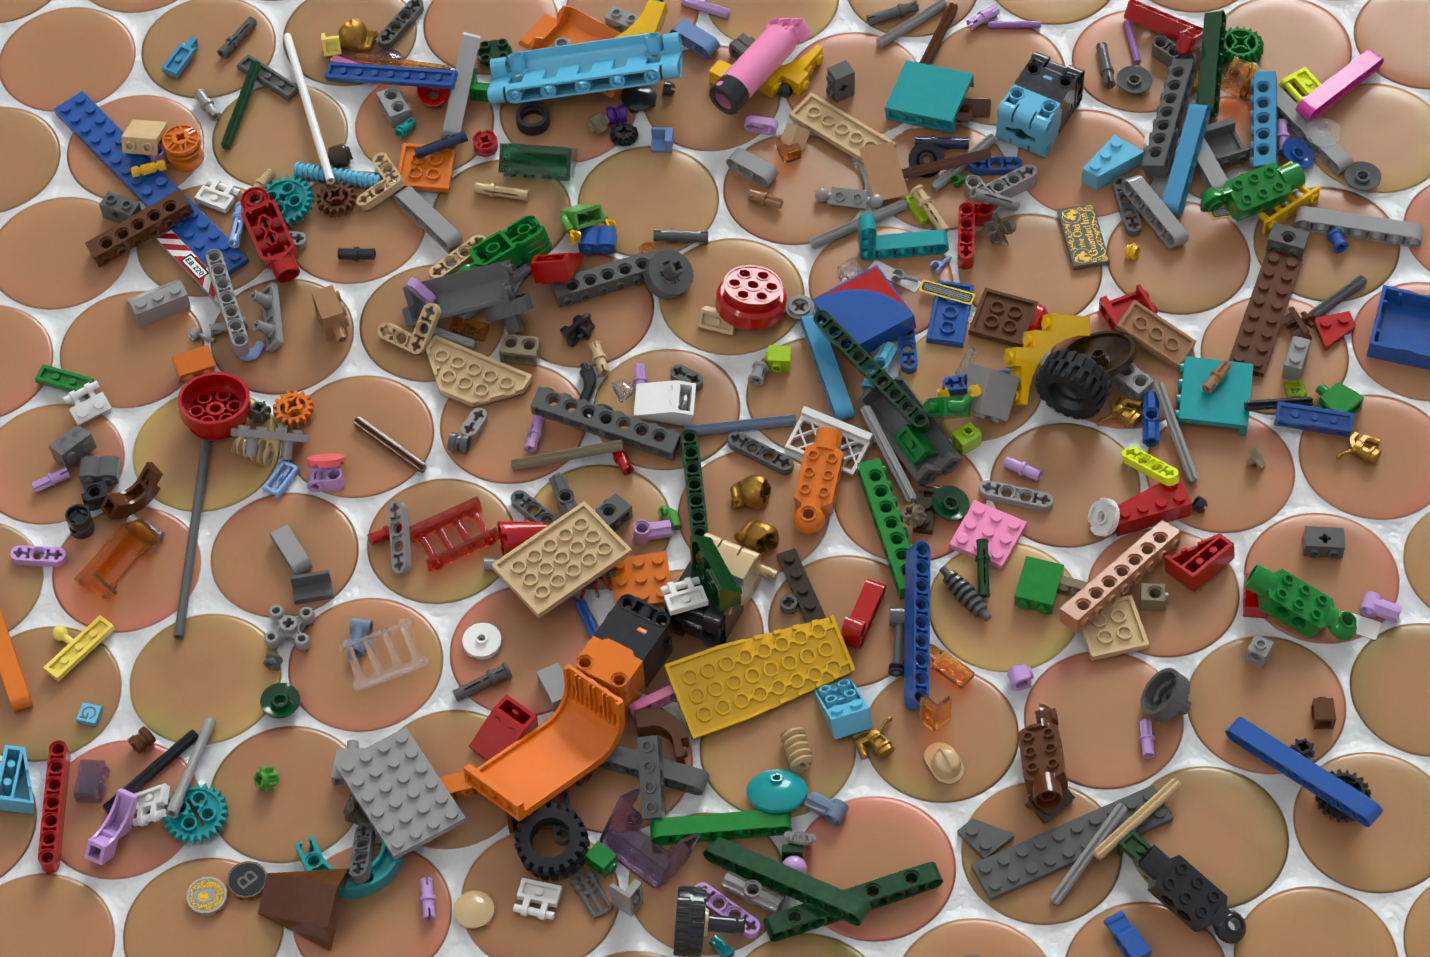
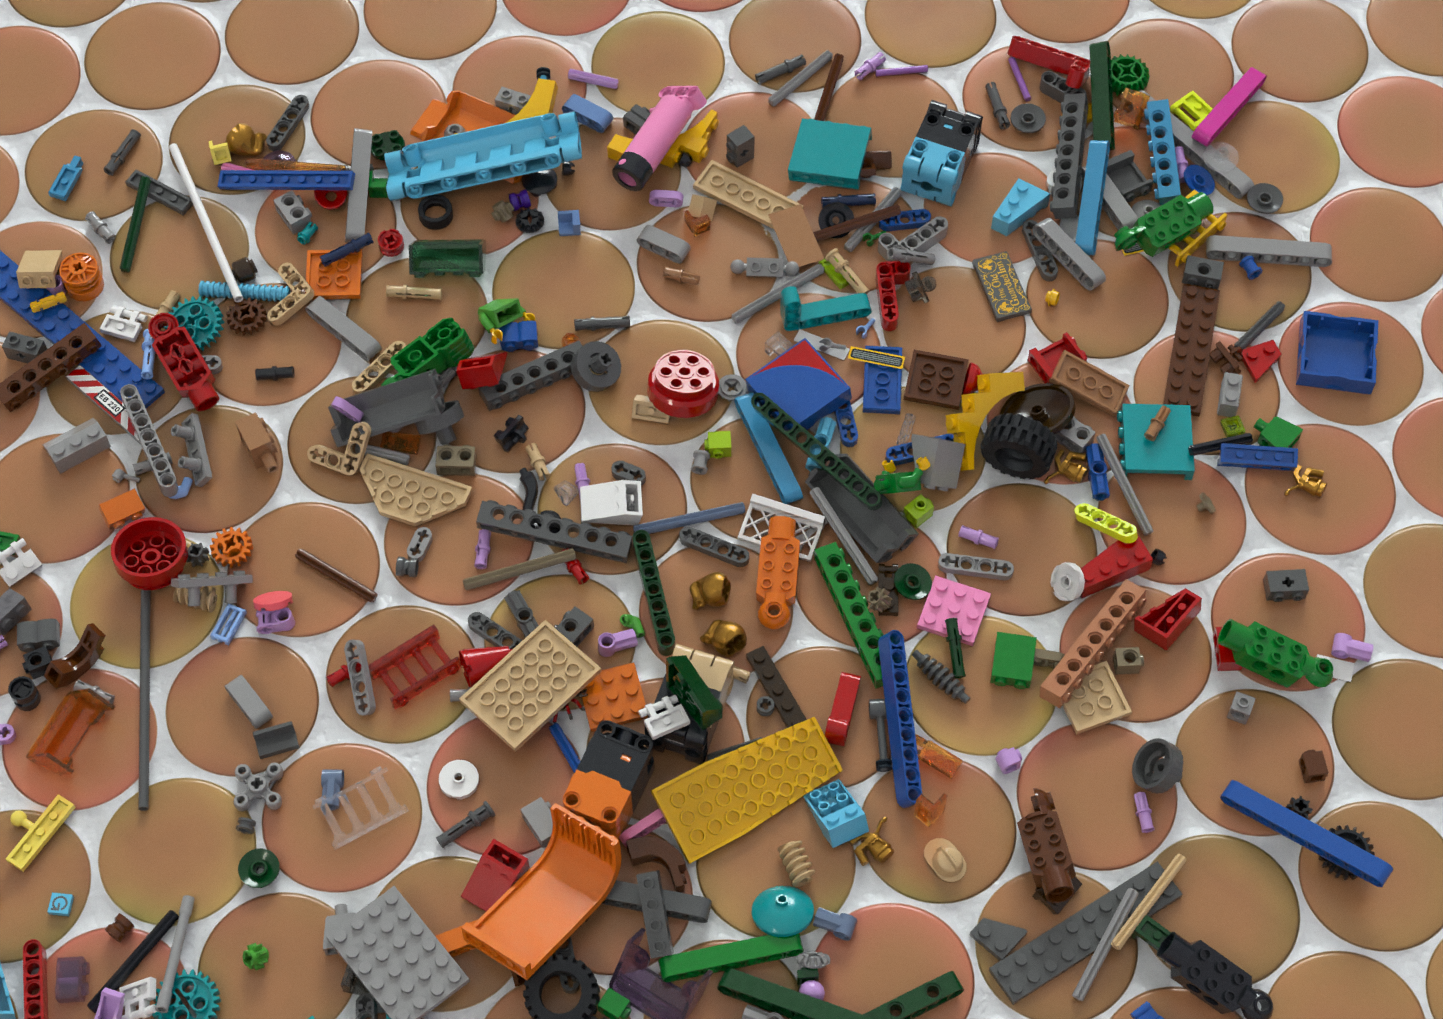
camera: 10 degrees left, 5 degrees up
(915, 444) = (868, 522): green panel -> none

